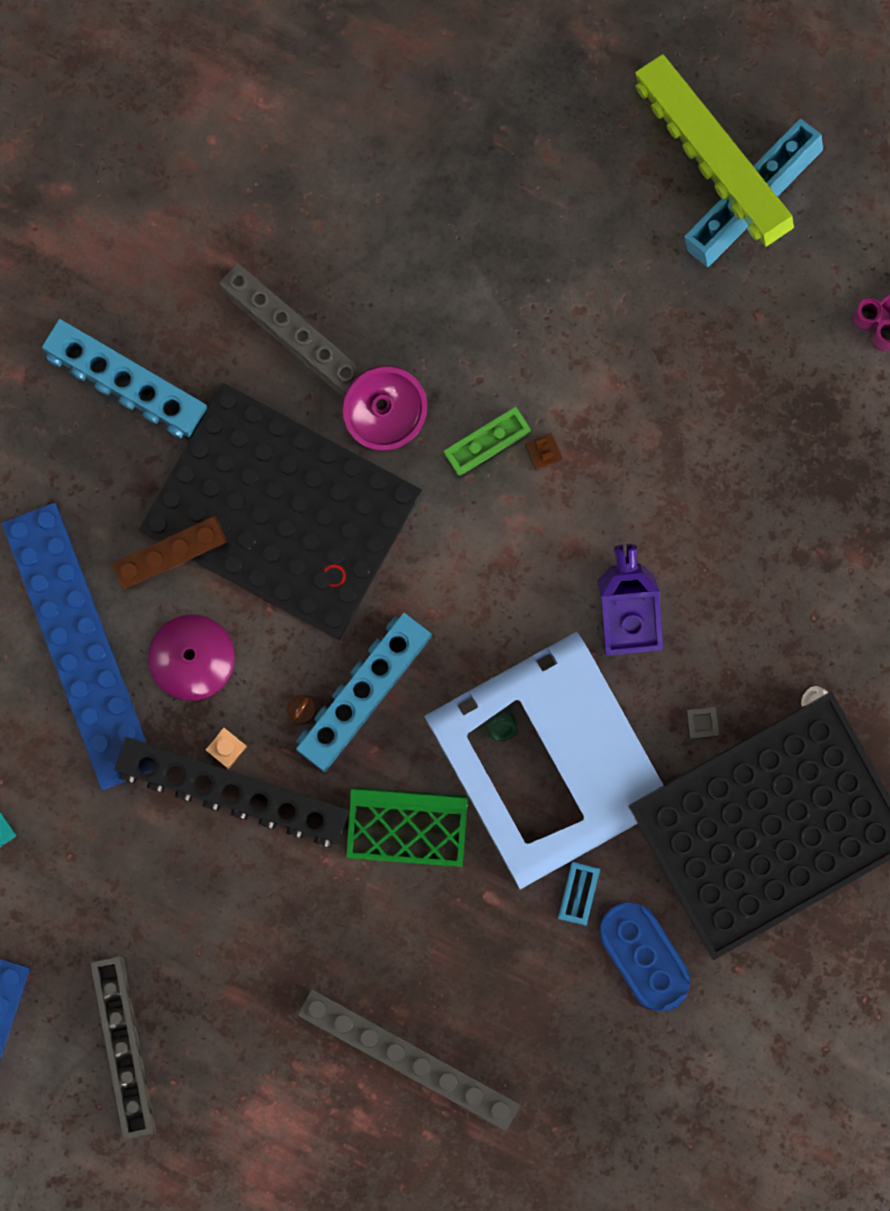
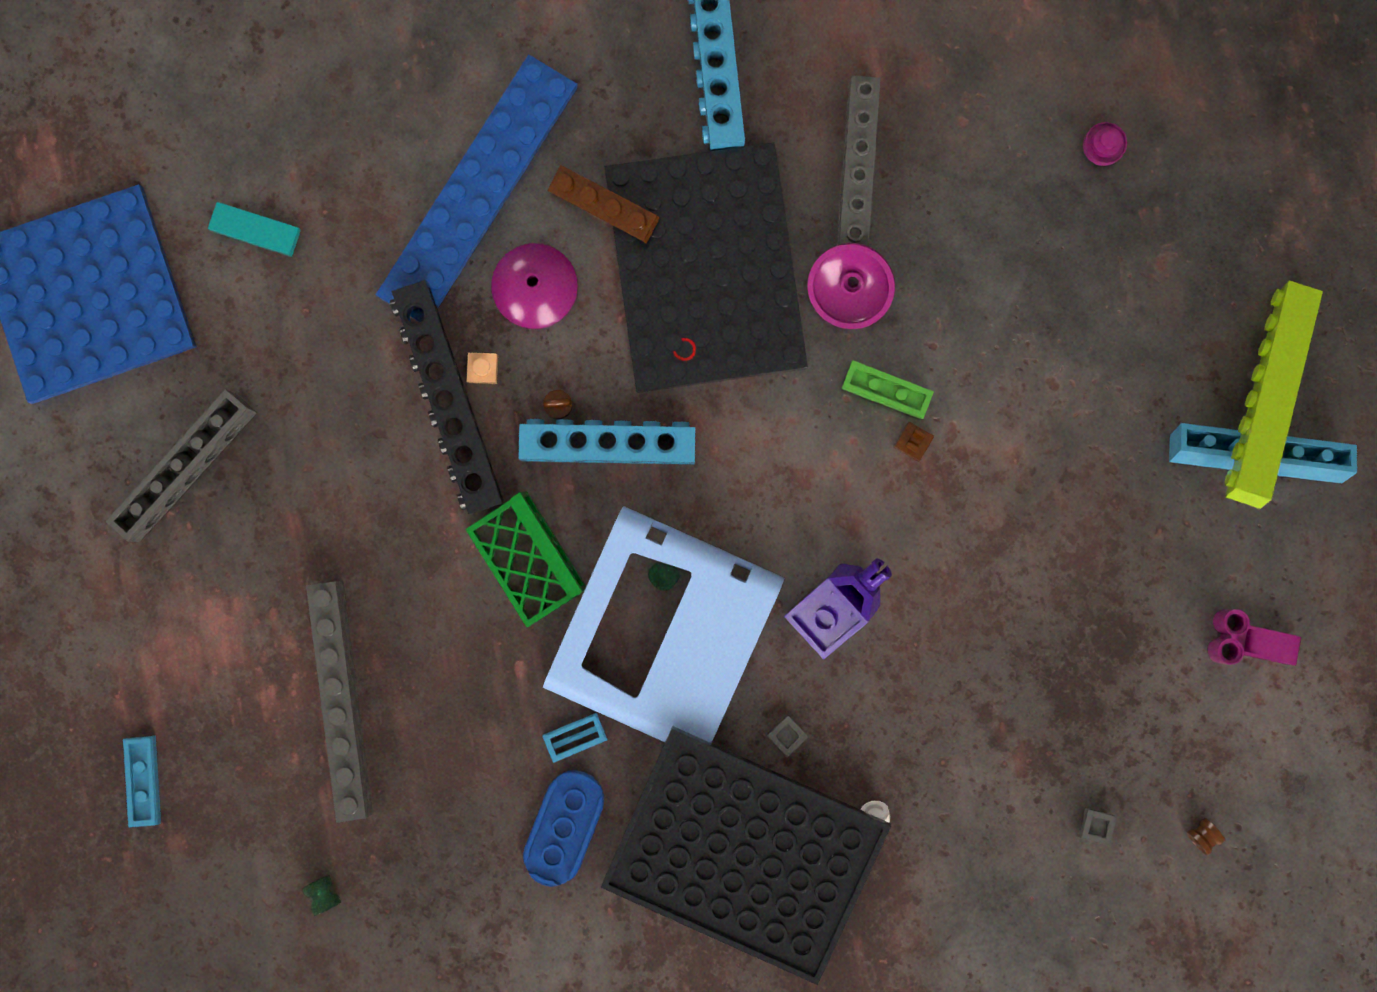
camera: 50 degrees right, 5 degrees up
(421, 129) = (1105, 143): none -> magenta plate
(555, 1191) = (321, 895): none -> clear green wheel

